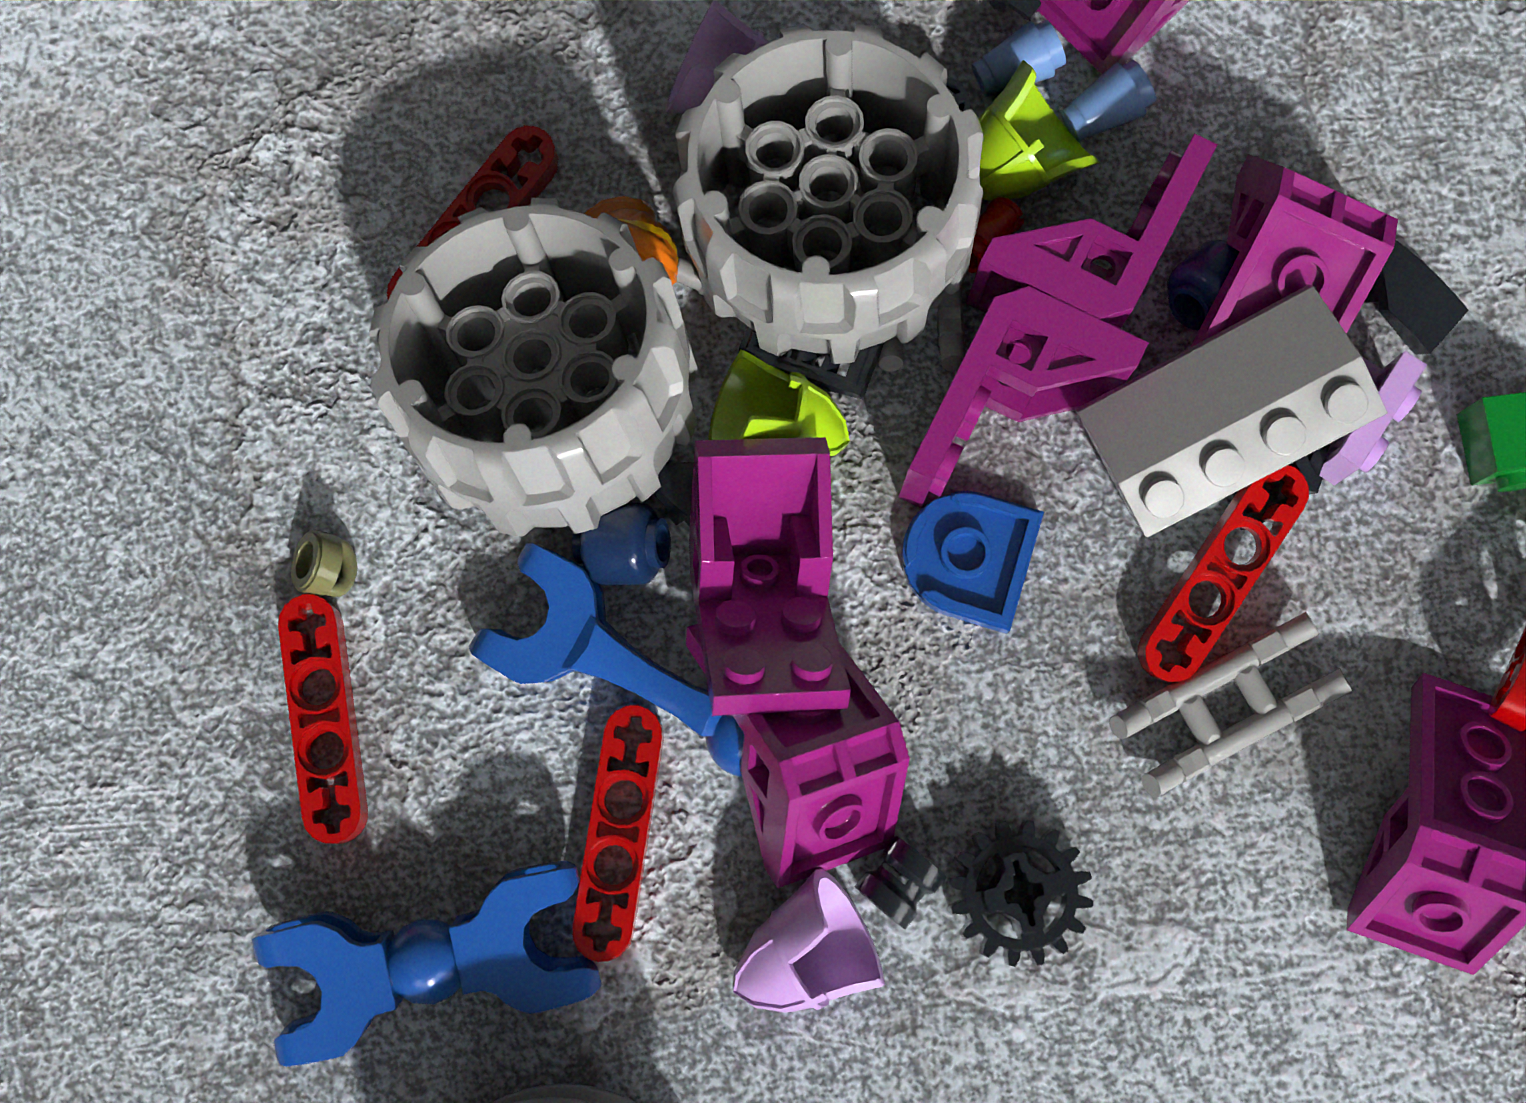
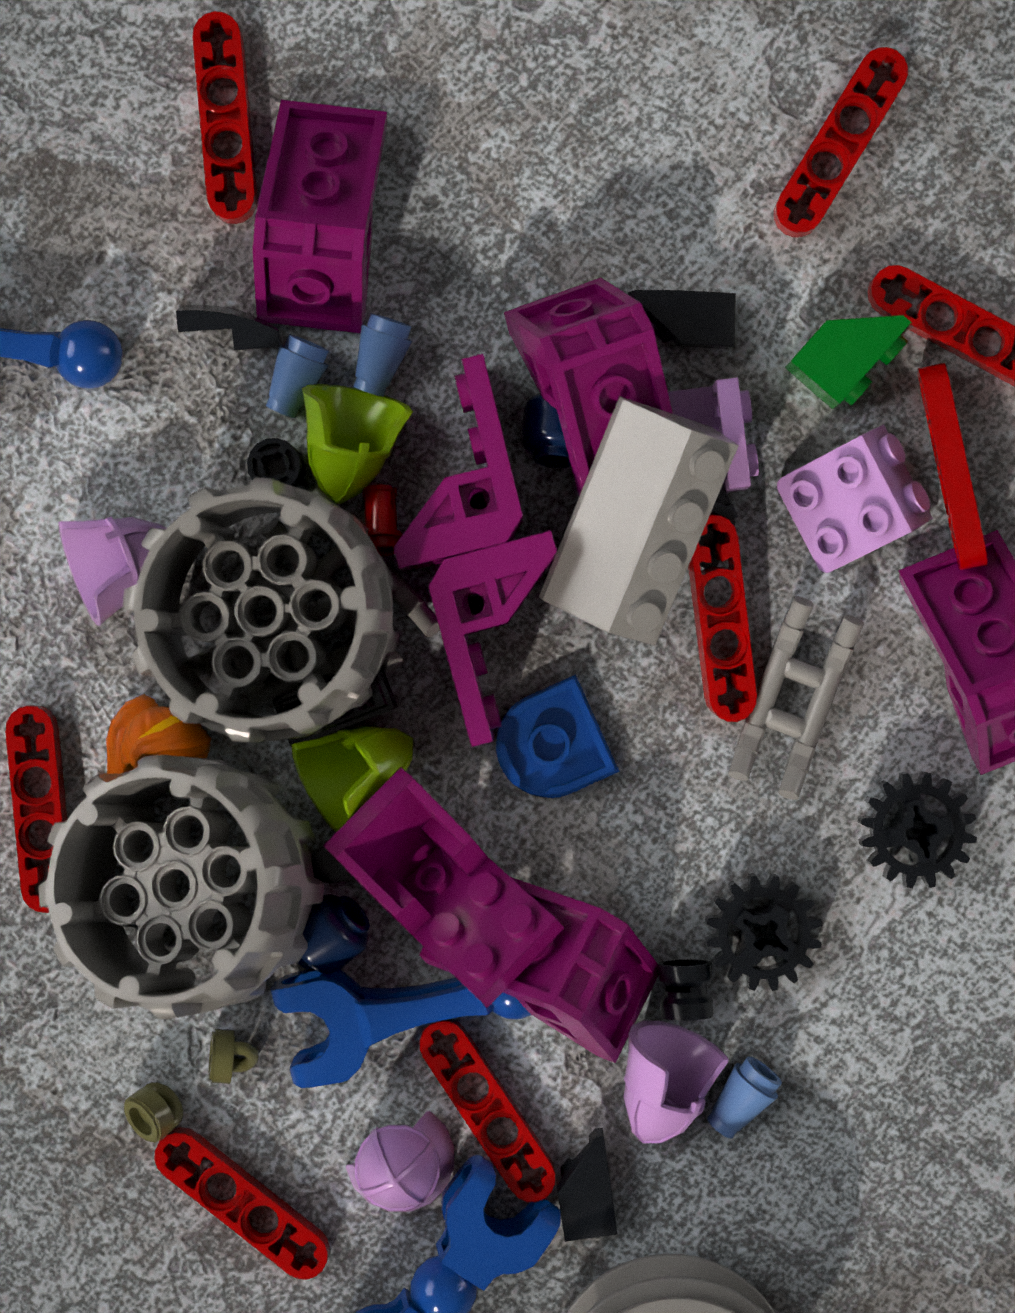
camera: 40 degrees left, 10 degrees up
(430, 566) = (222, 1056): none -> olive tile
(496, 814) = (404, 1165): none -> lavender helmet
(639, 994) = (587, 1192): none -> black slope
(866, 1035) = (744, 1096): none -> medium blue cone
(1232, 948) = (939, 825): none -> black gear
(1433, 572) = (854, 499): none -> lavender bracket

